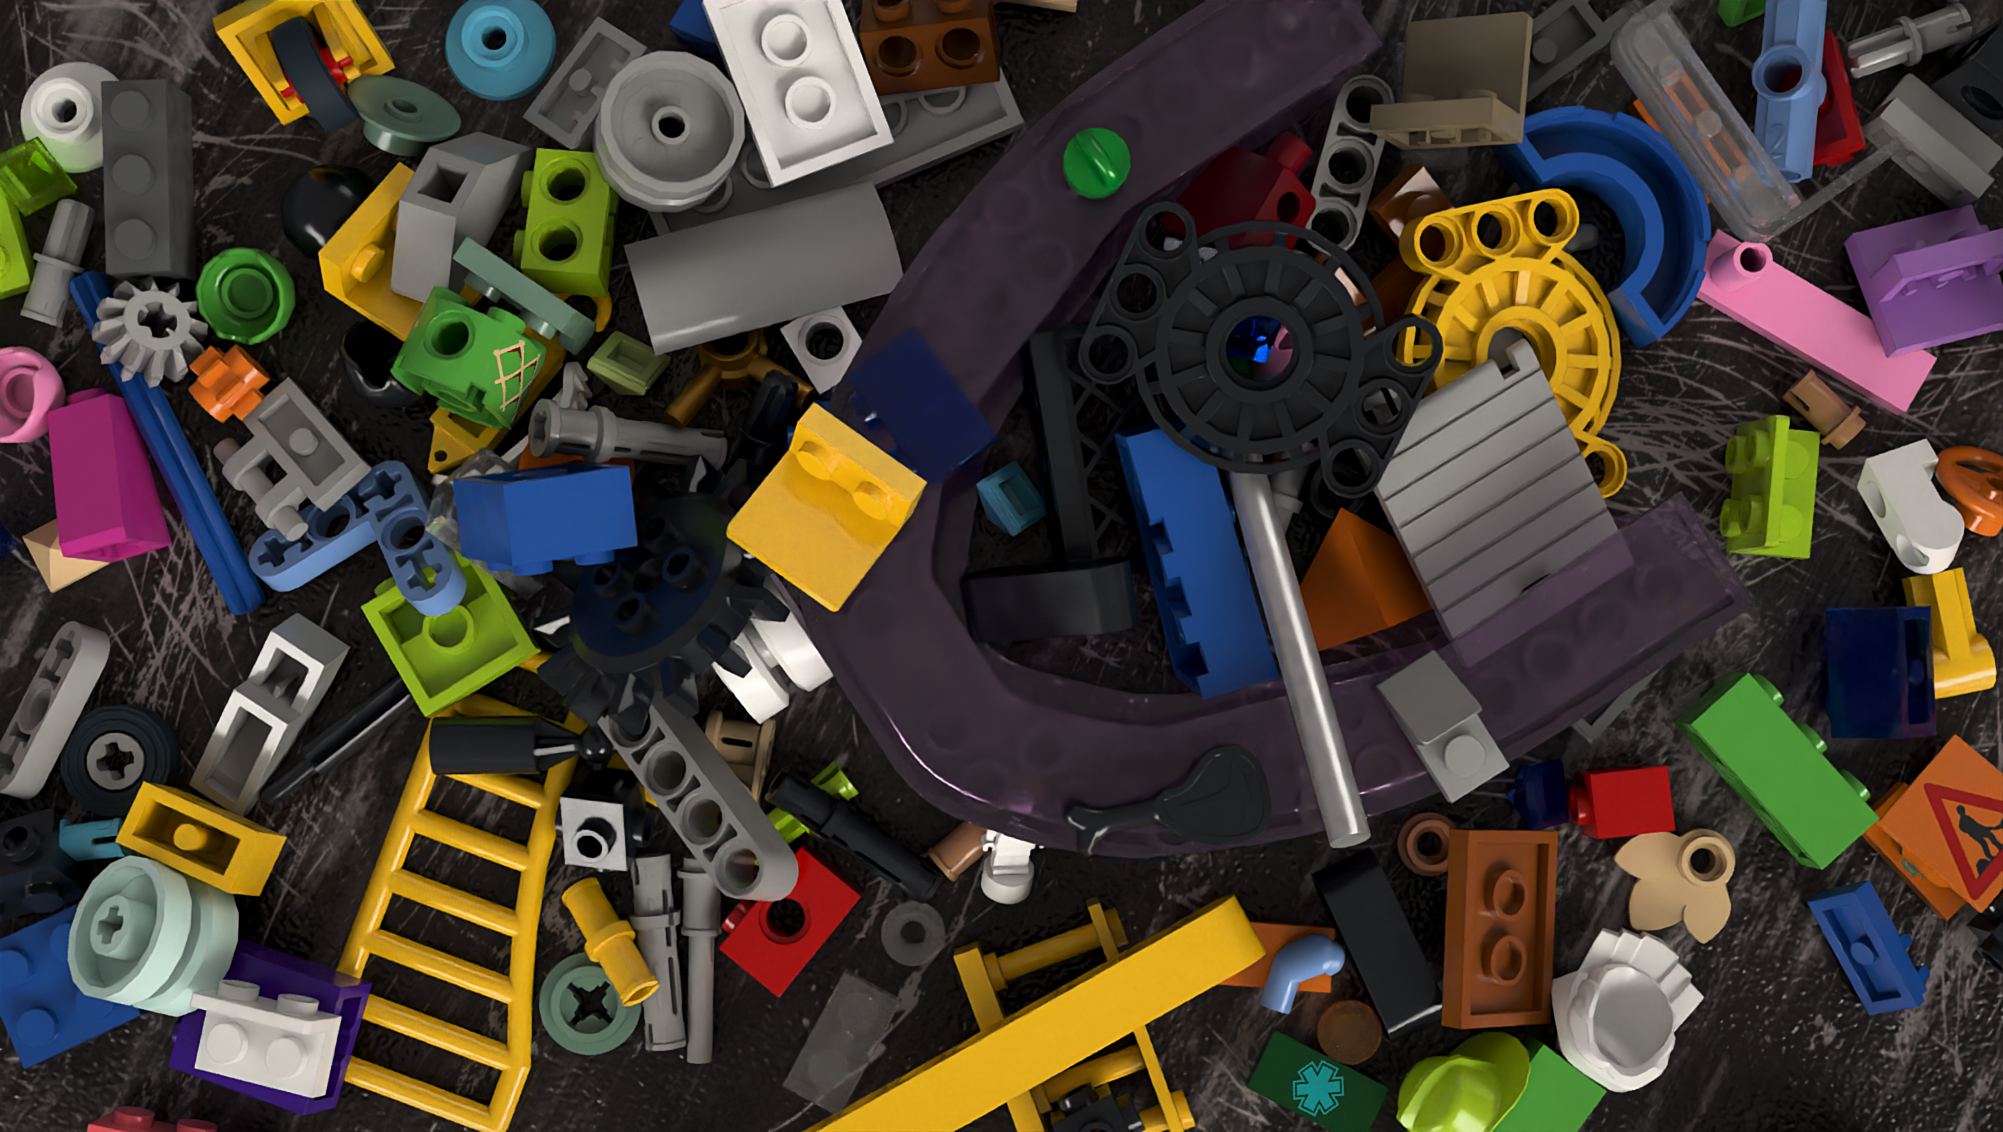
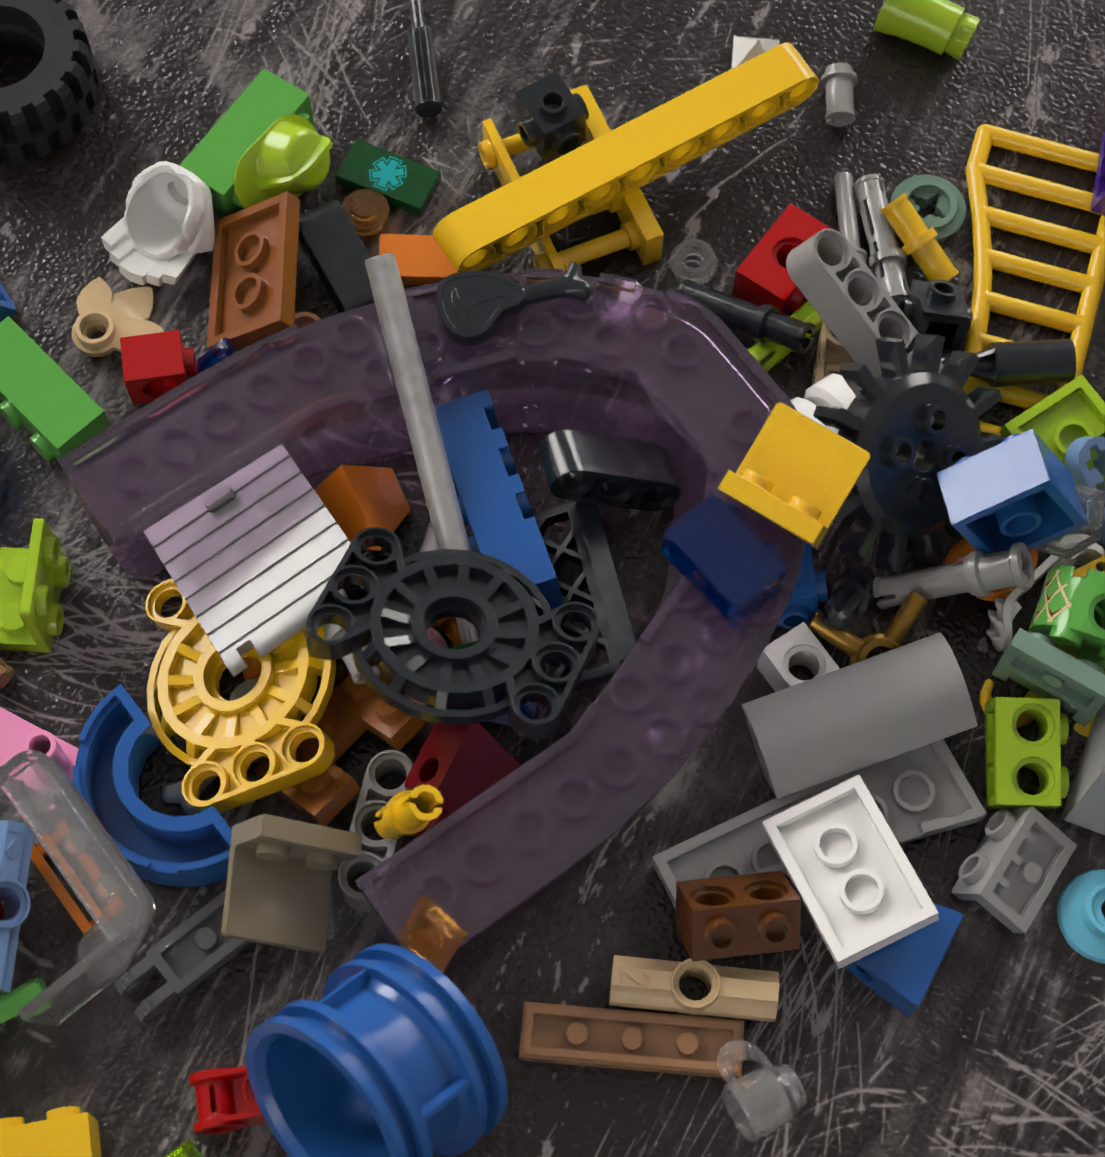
camera: 175 degrees right, 20 degrees down
(627, 364) = (968, 648): yellowish green slope -> none
(667, 96) = (967, 780): light grey wheel -> none
(842, 1042) = (739, 189): clear plate -> none
(1011, 499) = (640, 563): medium azure slope -> none
(1096, 163) = (595, 764): green tile -> none
(1296, 963) = (407, 244): medium blue arm -> none
(1315, 141) = (408, 812): none -> yellow pin
(1443, 725) = (307, 359): light grey slope -> none

